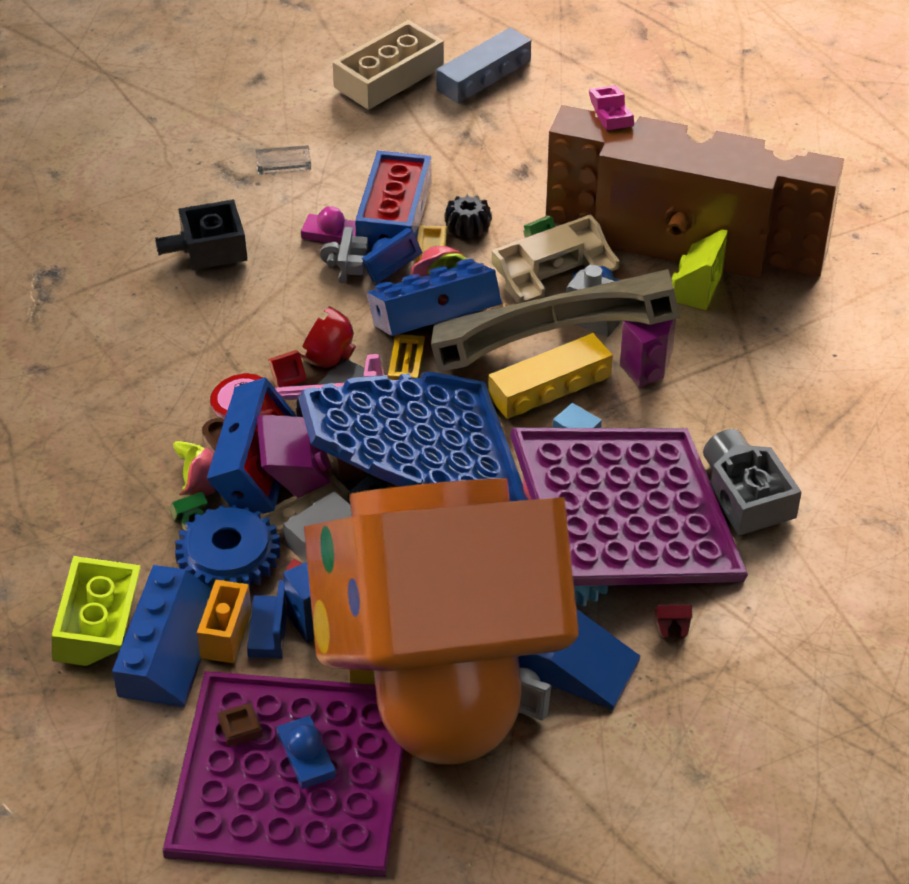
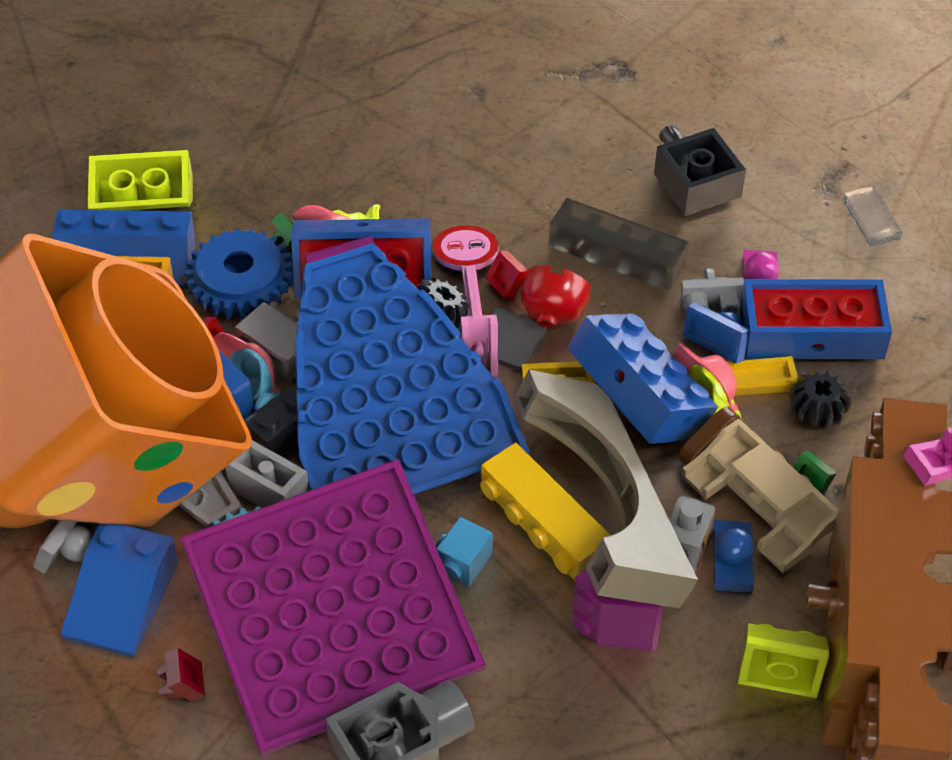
camera: 80 degrees right, 5 degrees up
(272, 299) = (618, 244): none -> clear smoke brick
(506, 287) = (707, 434): none -> reddish brown tile

